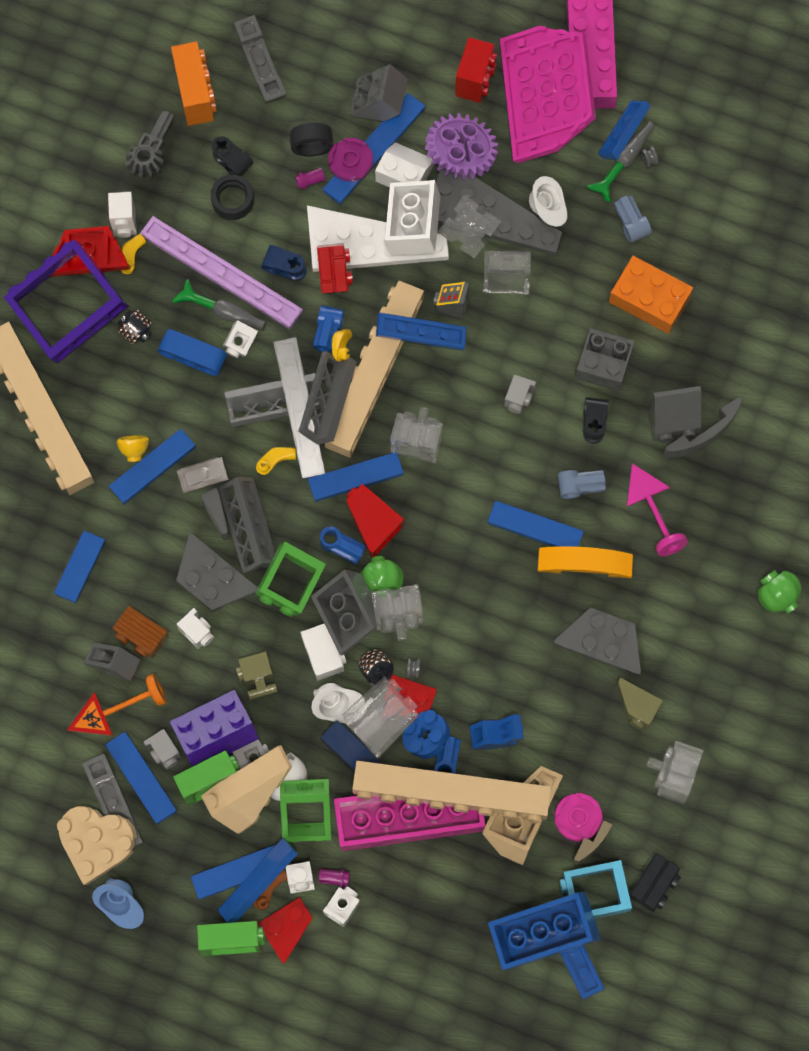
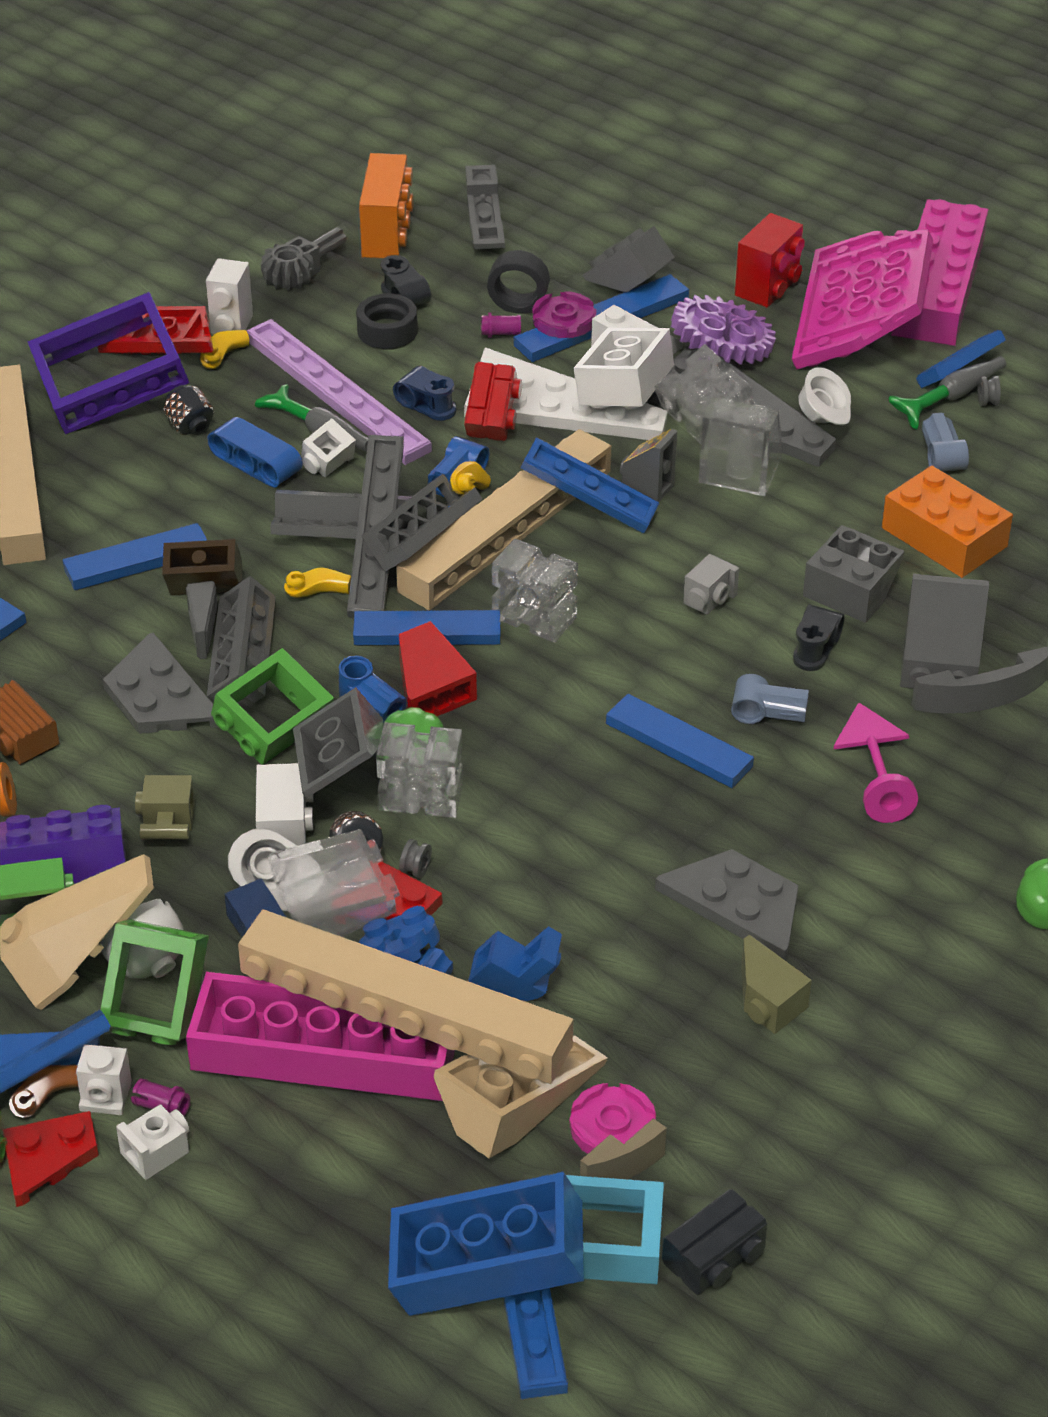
camera: 15 degrees right, 30 degrees down
(133, 446) = (120, 523): yellow brick -> none
(195, 629) = (100, 736): white brick -> none
(585, 560) = (747, 788): light orange slope -> none
(676, 771) = (807, 1082): clear brick -> none

